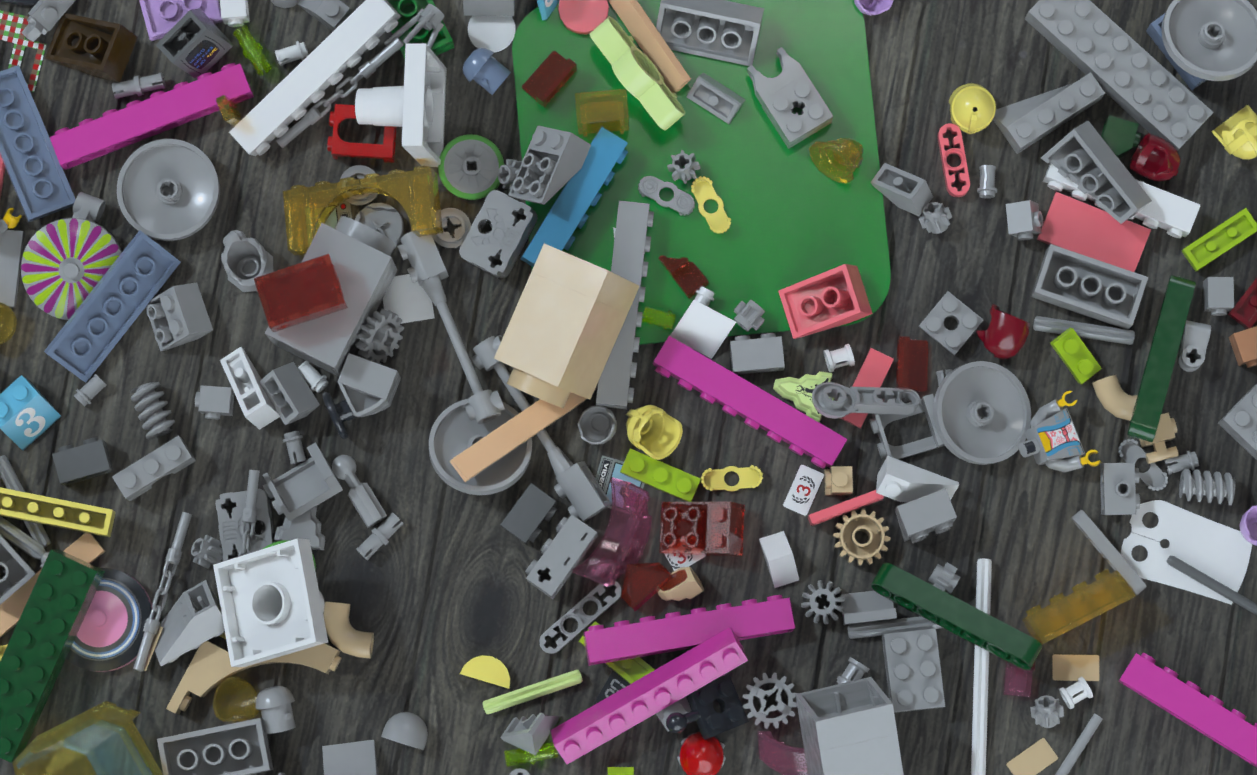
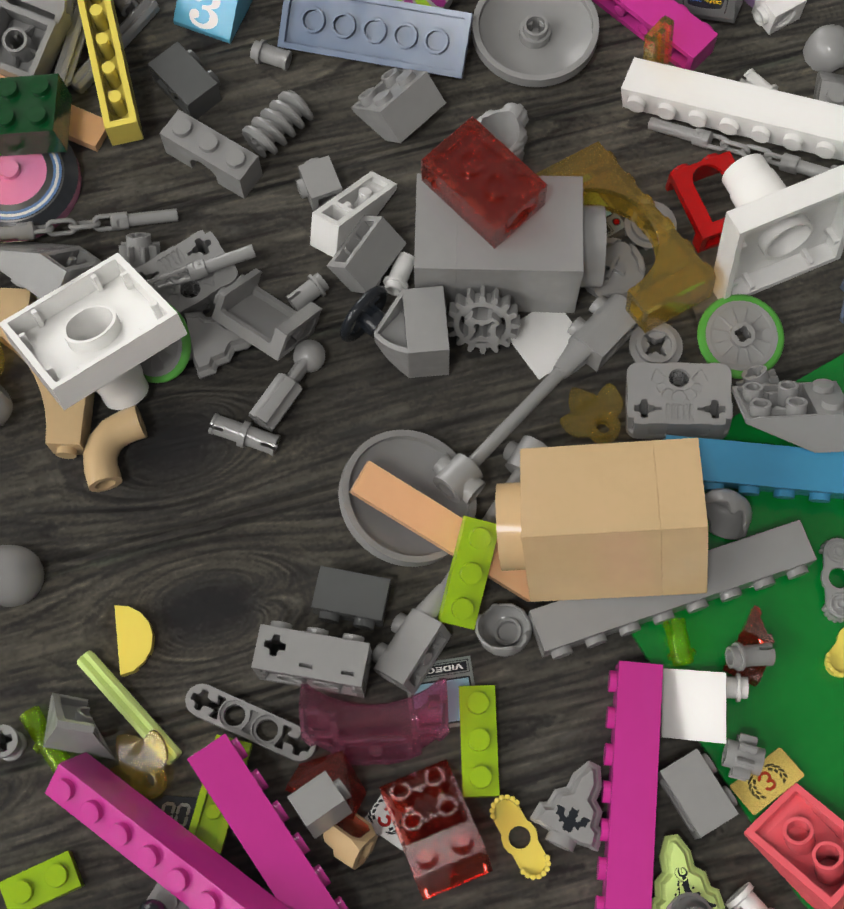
camera: 65 degrees right, 10 degrees down
(252, 50) = (739, 47): clear neon green pin -> none
(474, 294) = (592, 410): none -> clear yellow plate
(551, 429) = (468, 572): none -> lime plate
(570, 699) = (141, 758): none -> clear yellow plate
(591, 243) = (728, 513): none -> light grey hair
(653, 431) = (534, 713): light yellow helmet -> none
(656, 590) = (321, 803): none -> light grey brick
(687, 284) = (742, 656): none -> light grey pin
(732, 437) = (573, 811): none -> light grey rock
(770, 301) = (775, 778): none -> clear yellow sticker

